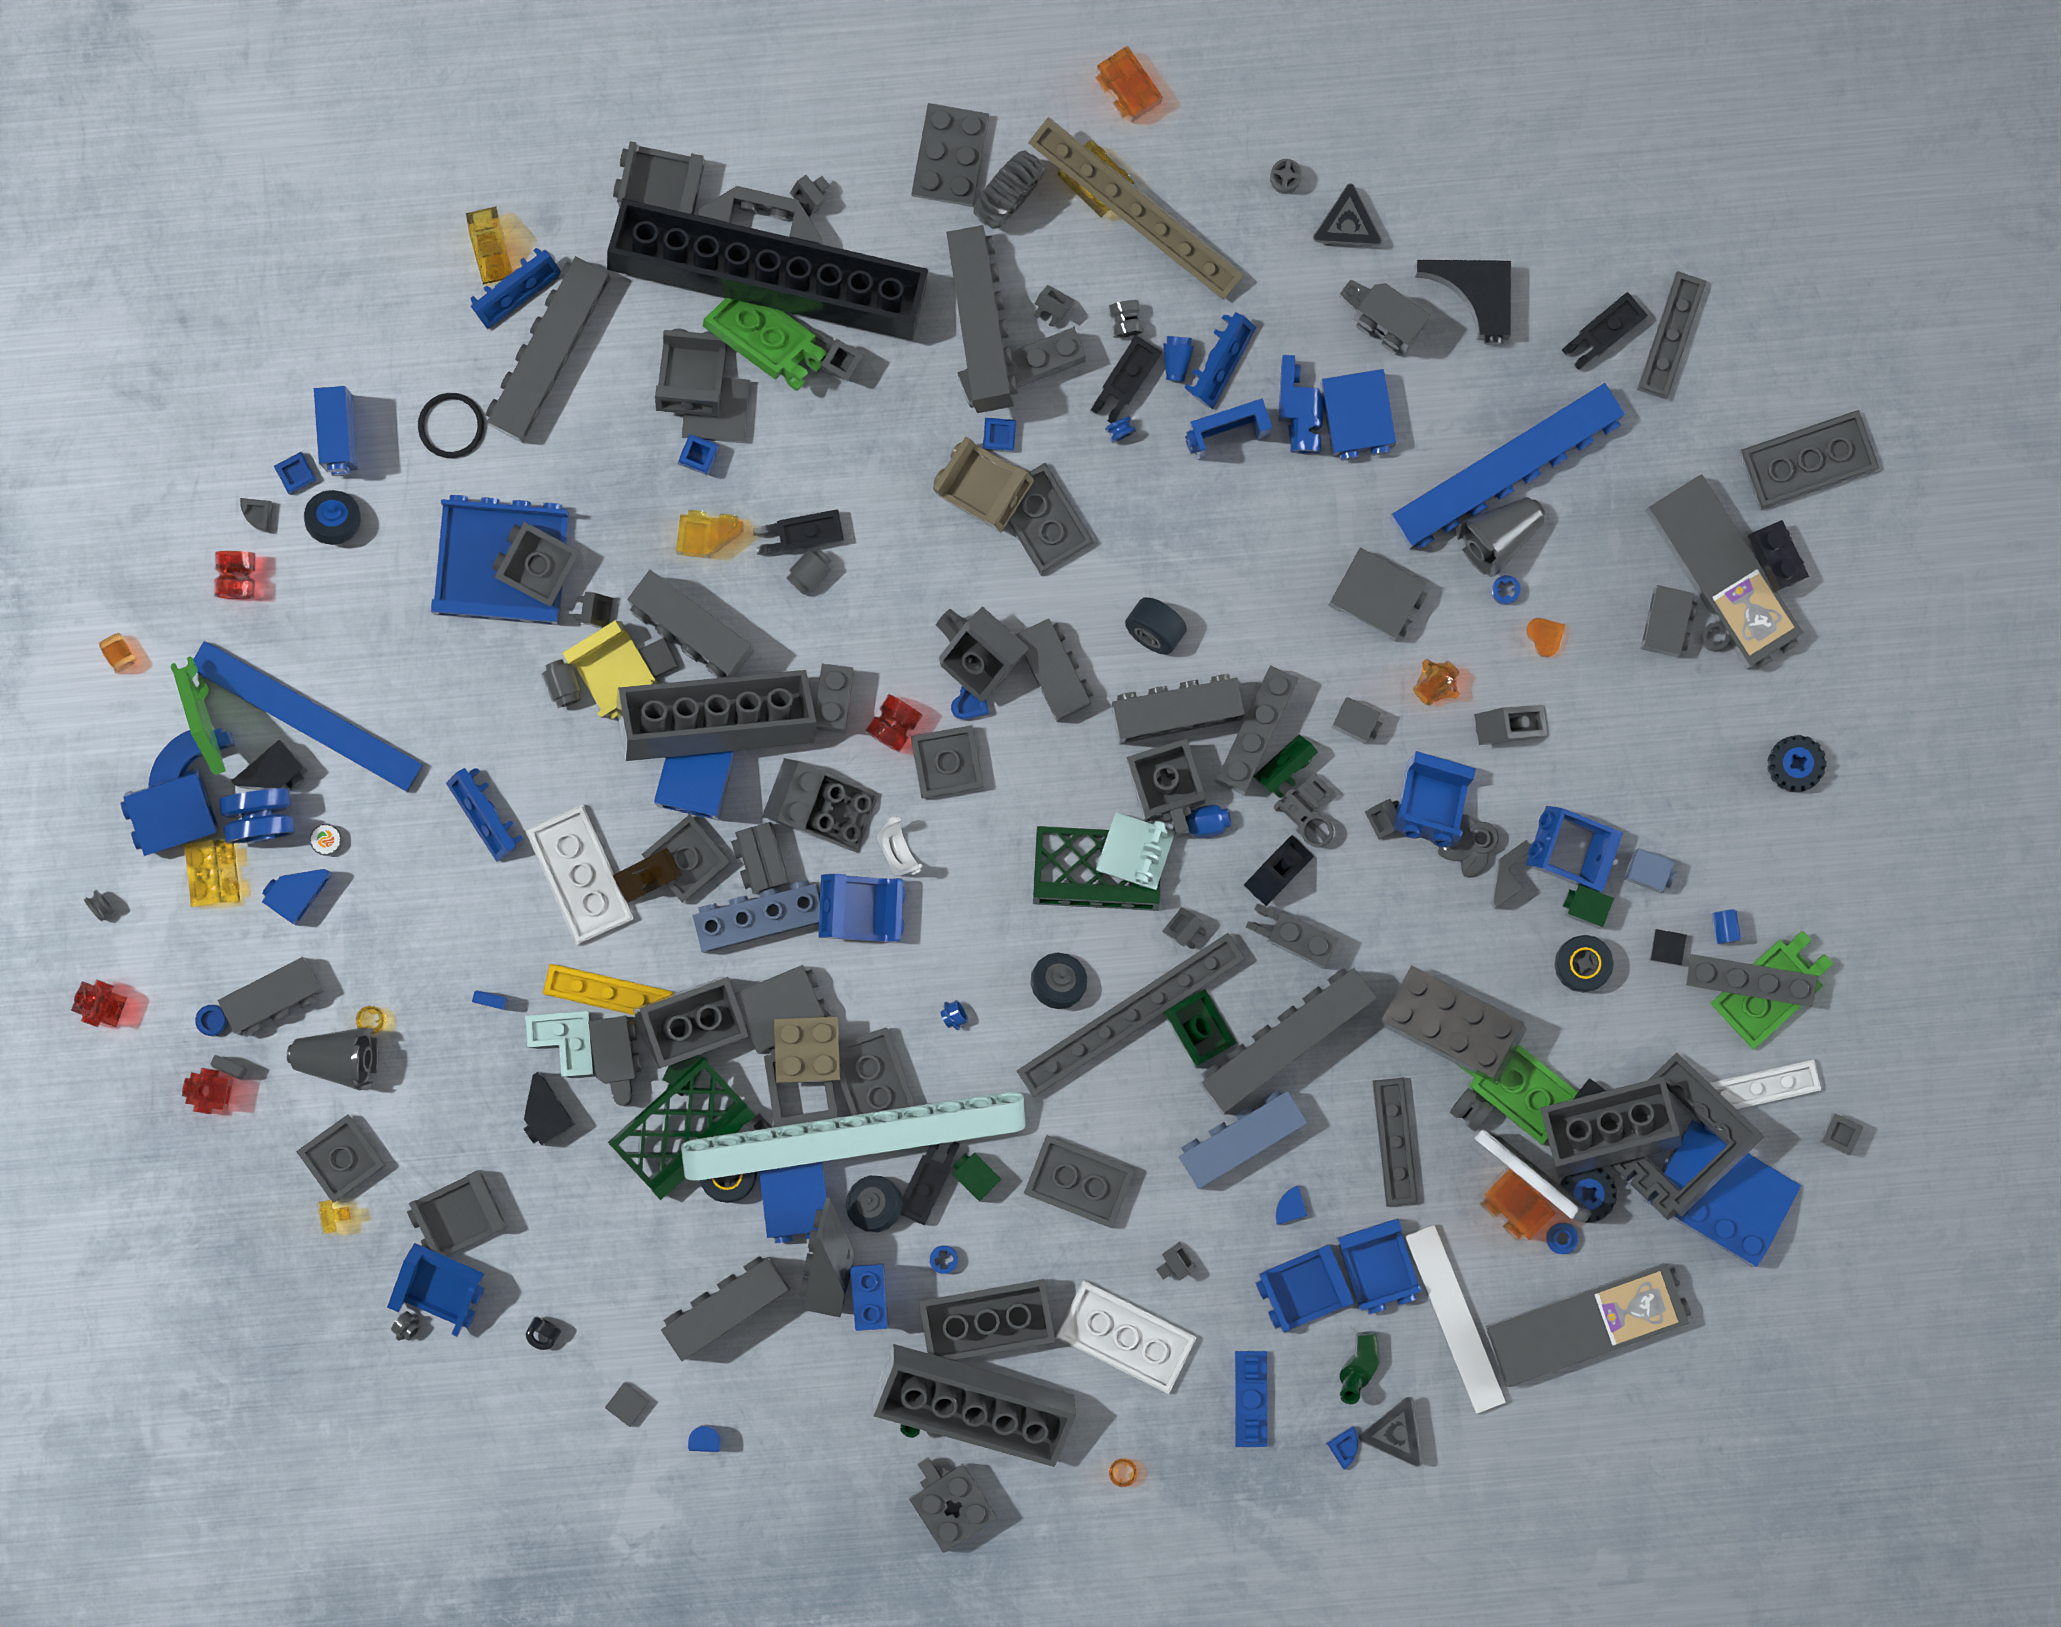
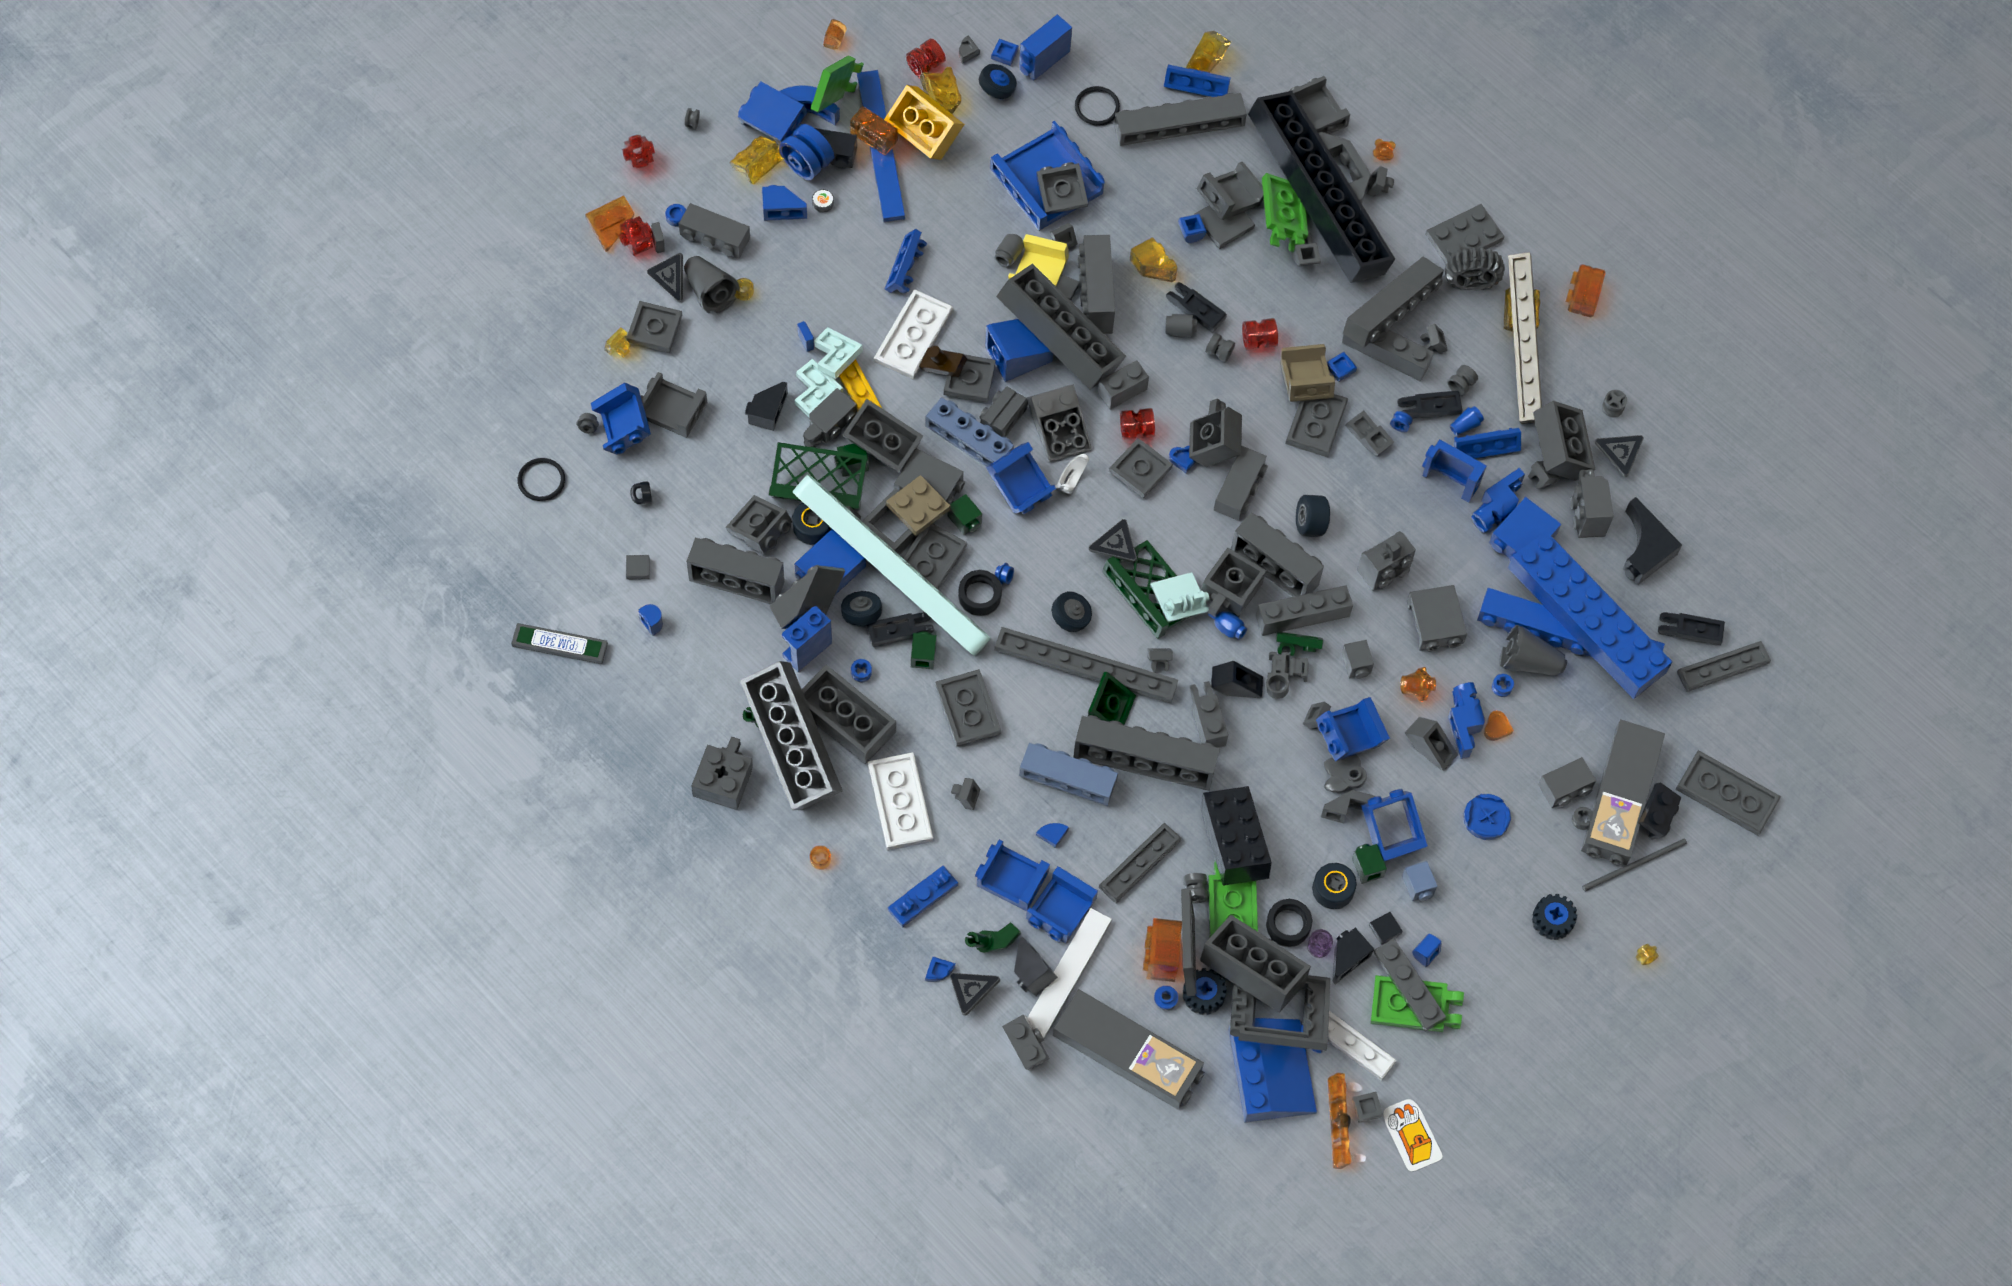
camera: 50 degrees right, 20 degrees down
(161, 1103) = (607, 220): none -> clear orange wing
(289, 716) = (874, 130): none -> clear orange brick
(290, 1091) = (670, 275): none -> piece
(292, 592) = (942, 88): none -> clear yellow bracket
(325, 651) = (924, 122): none -> yellow brick
(402, 1427) = (541, 498): none -> black tyre
(546, 978) = (840, 352): none -> light aqua plate
(652, 1559) = (559, 643): none -> tile
(684, 1234) = (760, 524): none -> dark grey plate
(771, 159) = (1381, 154): none -> clear orange plate
(852, 1001) = (965, 515): none -> dark green brick
(872, 551) = (1220, 347): none -> dark grey wheel
(892, 494) = (1260, 333): none -> clear red wheel
(941, 1040) = (980, 608): none -> black tyre
(1017, 865) = (1116, 543): none -> black piece
(1105, 475) = (1368, 434): none -> dark grey slope
(1274, 595) = (1386, 561): none -> dark grey hinge
(1291, 278) = (1563, 440): none -> dark grey brick
(1307, 329) = (1544, 477): none -> dark grey tile
(1424, 1353) = (1031, 969): none -> black slope
(1500, 1426) = (1026, 1042): none -> dark grey brick
(1514, 438) = (1589, 614): none -> blue brick
(1514, 663) = (1466, 718): none -> blue plate
(1607, 1037) = (1292, 905): none -> black tyre
(1633, 735) = (1487, 816): none -> blue tile
(1638, 1030) = (1323, 939): none -> clear purple wheel
(1668, 1012) = (1349, 953): none -> black slope
(1806, 627) = (1634, 864): none -> dark grey axle
(1831, 1170) = (1341, 1121): none -> clear orange piece
(1899, 1108) = (1412, 1135): none -> sticker
(1910, 704) = (1647, 954): none -> clear yellow plate

